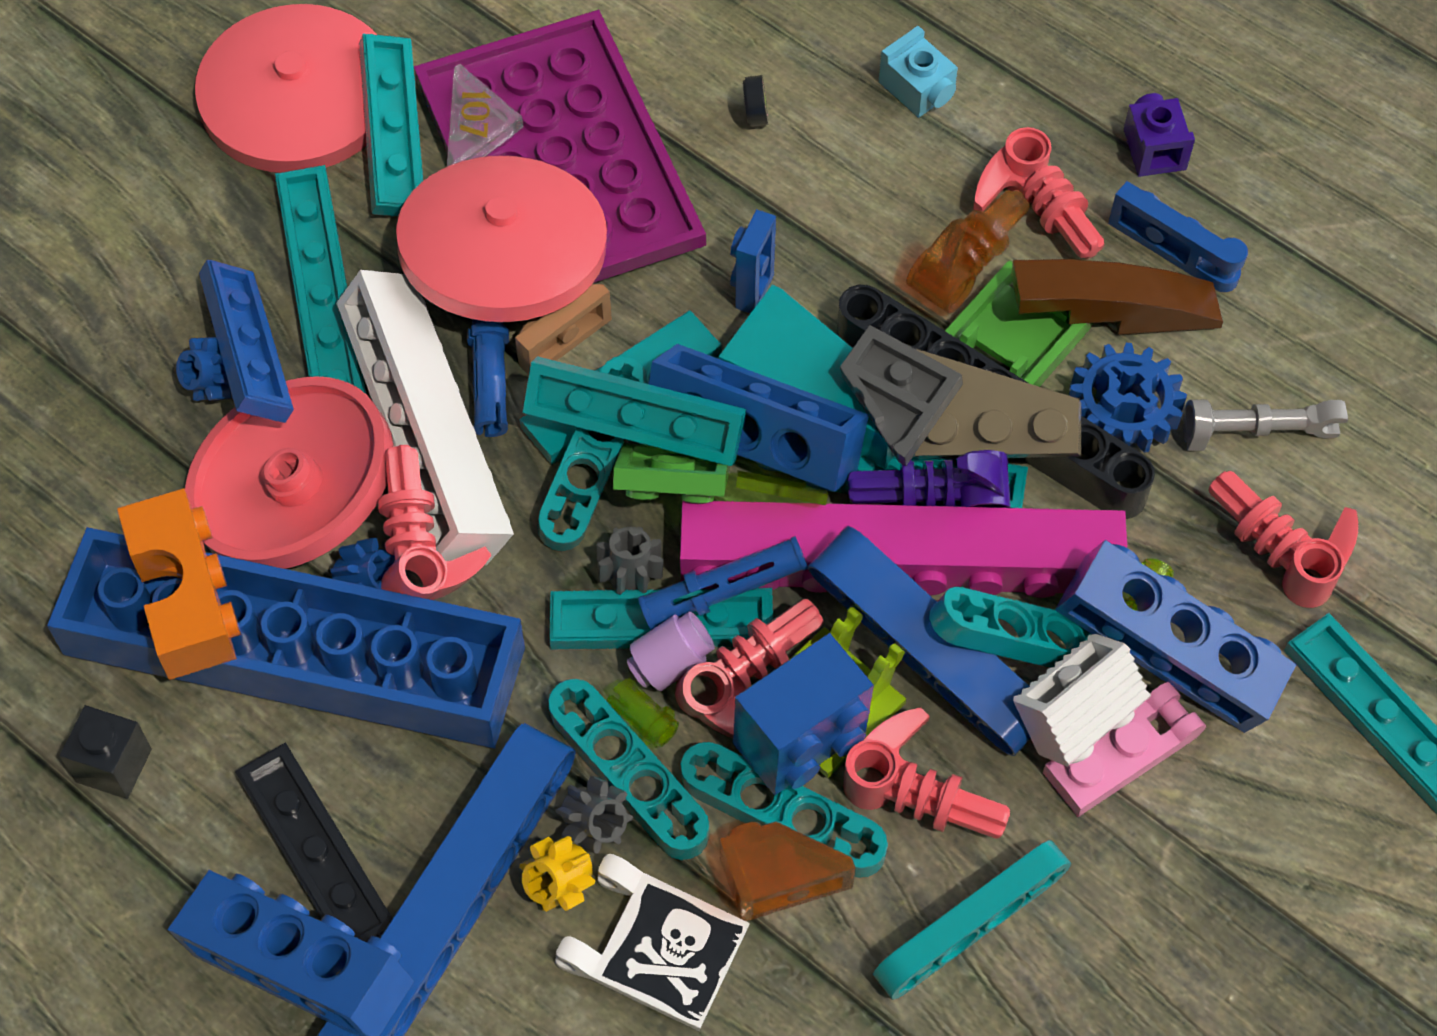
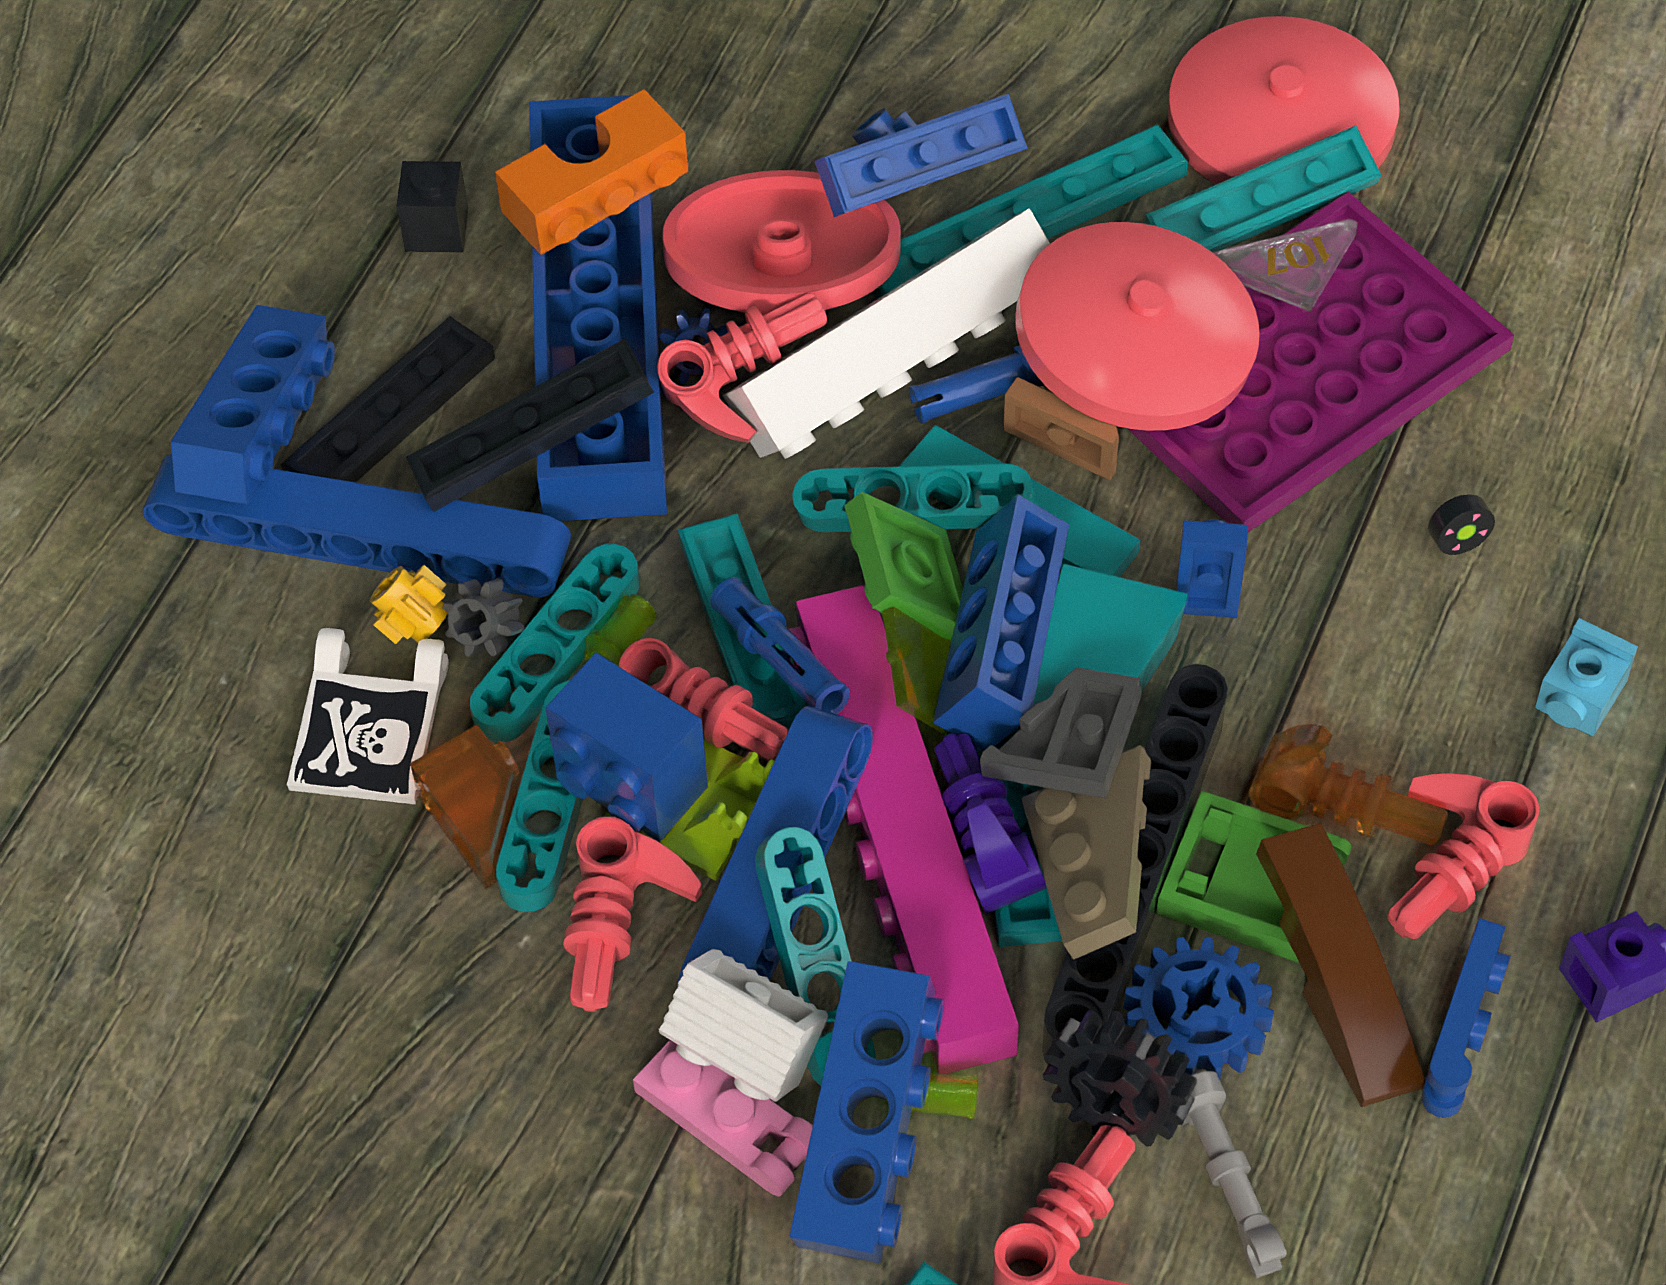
camera: 75 degrees right, 5 degrees down
(433, 711) = (529, 425): none -> black tile
(629, 559) = (792, 567): dark grey gear -> none
(634, 411) = (951, 500): teal plate -> none
(669, 651) = (693, 630): lavender brick -> none
(971, 919) = (469, 1000): teal beam -> none
(1192, 455) = (1120, 1077): none -> black gear

